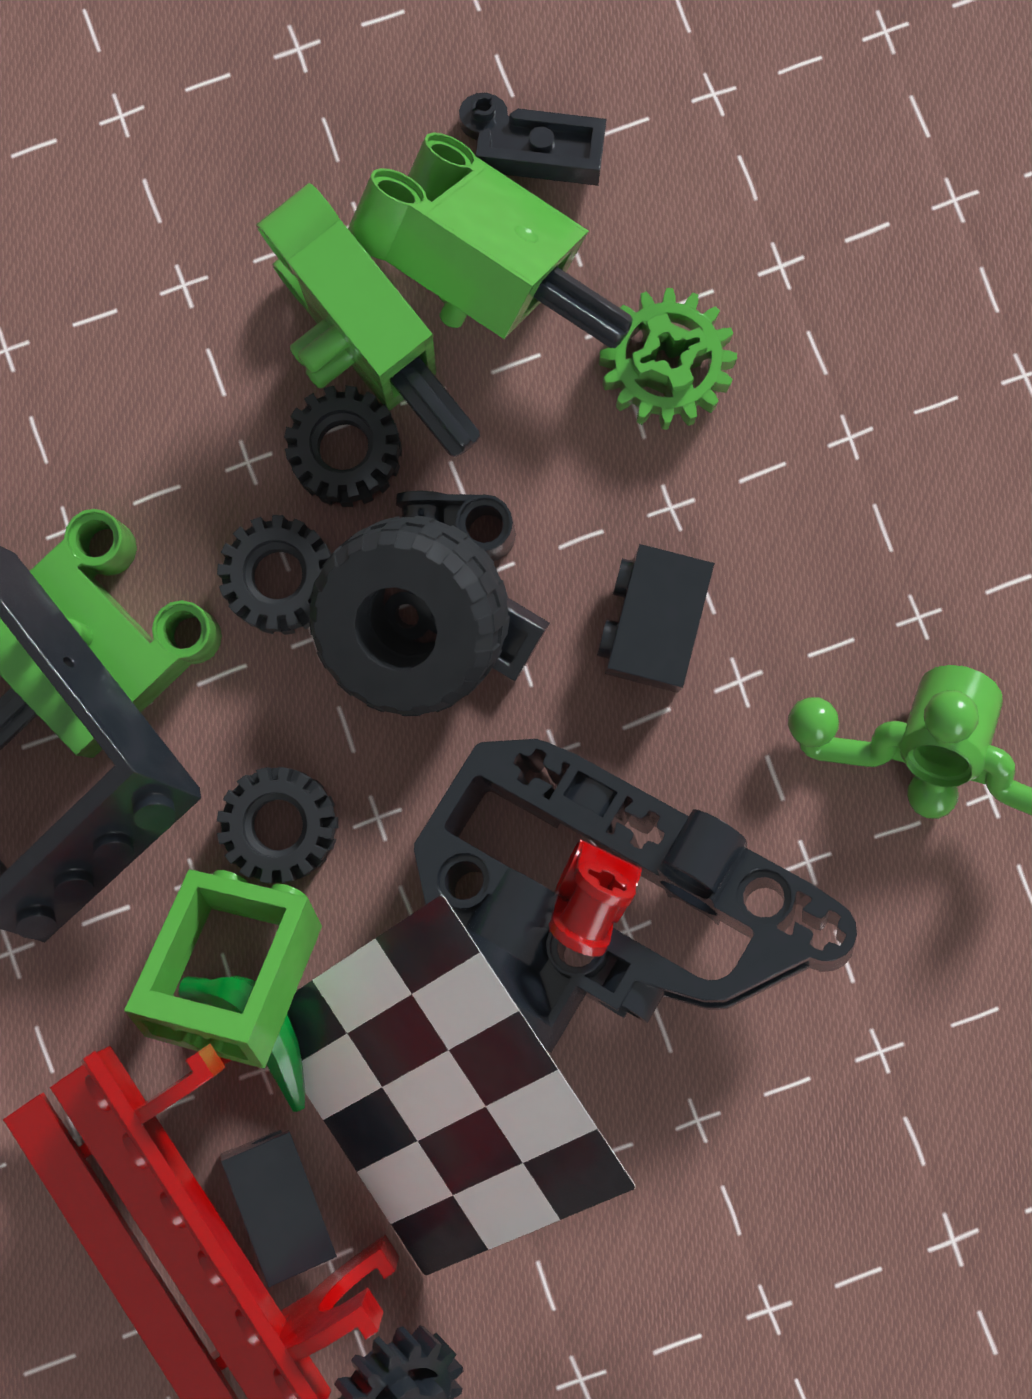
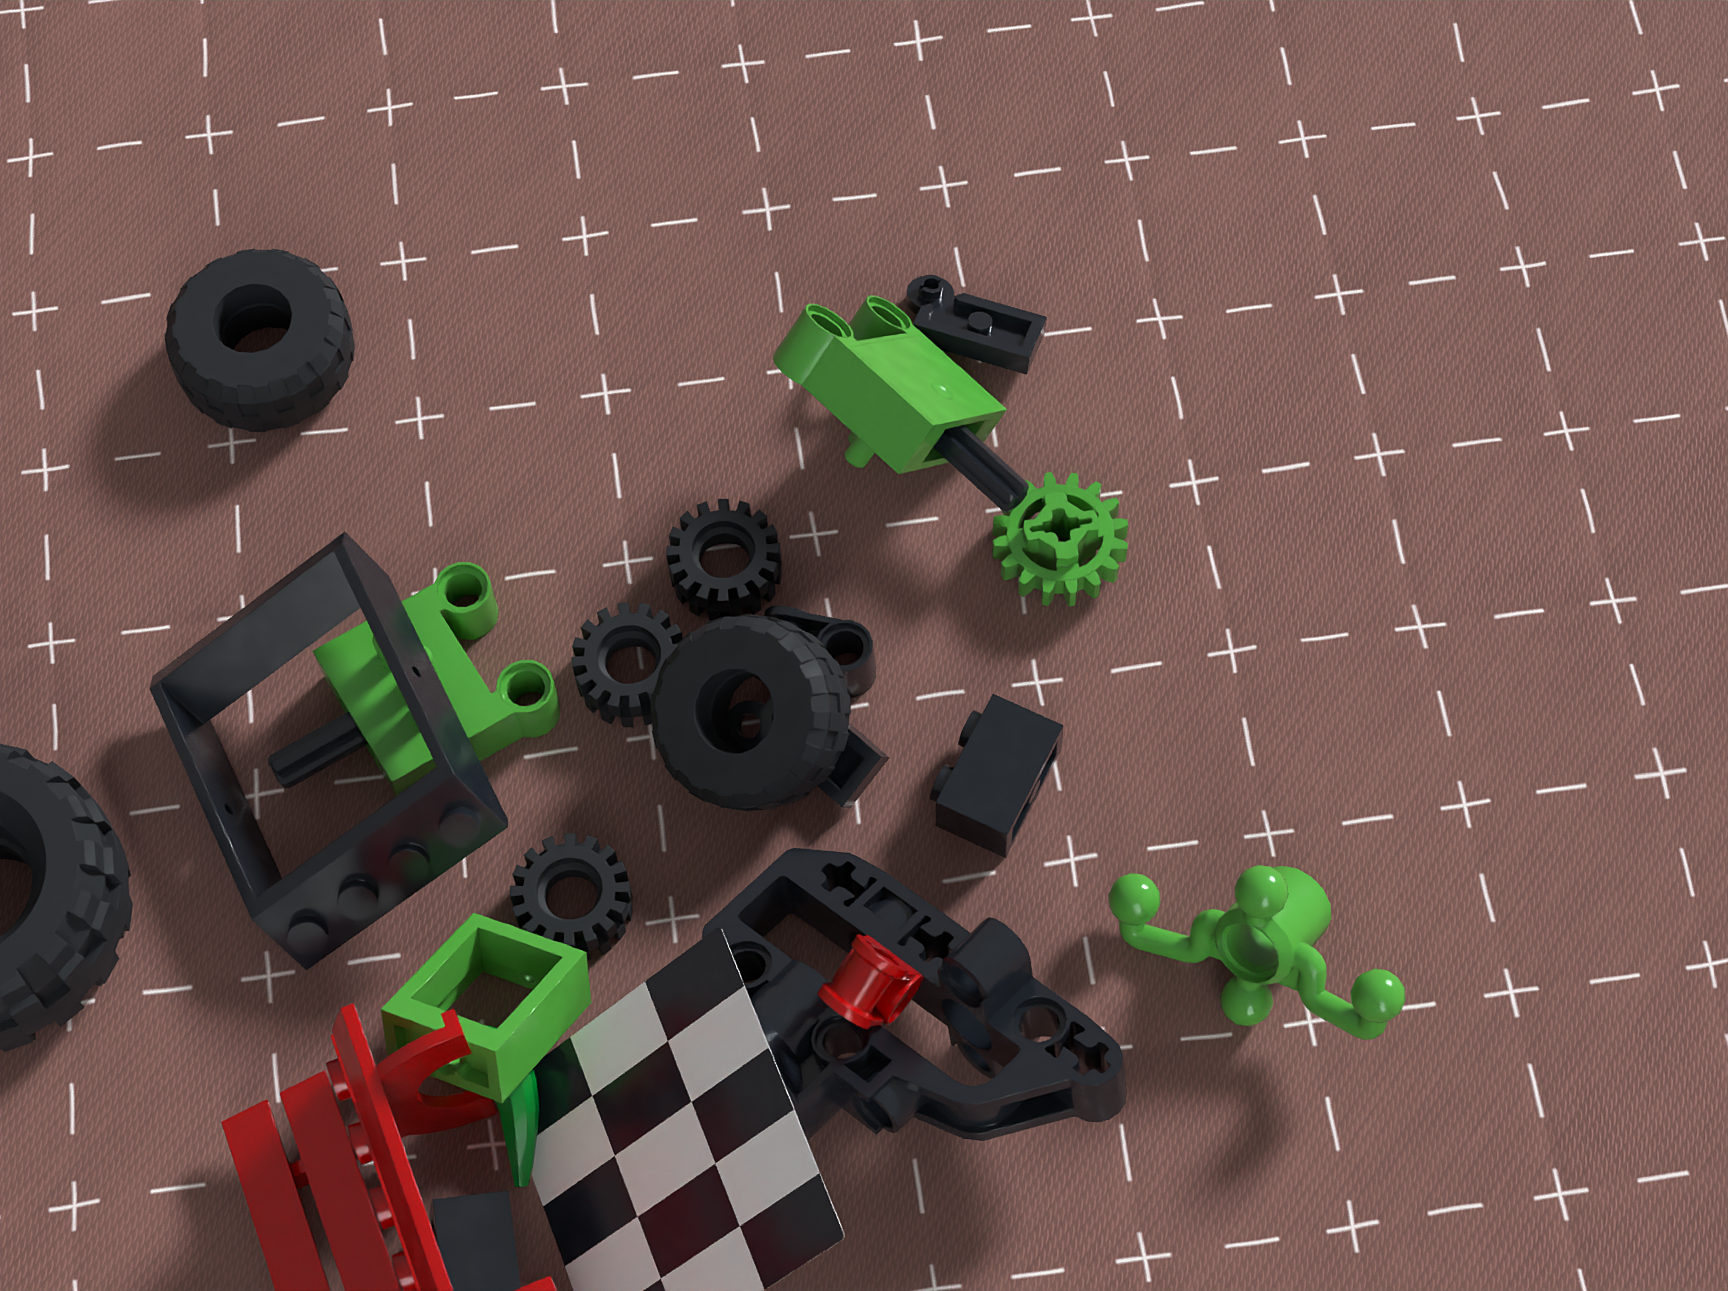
camera: 10 degrees right, 20 degrees down
(358, 317) = (766, 436): bright green piece -> none

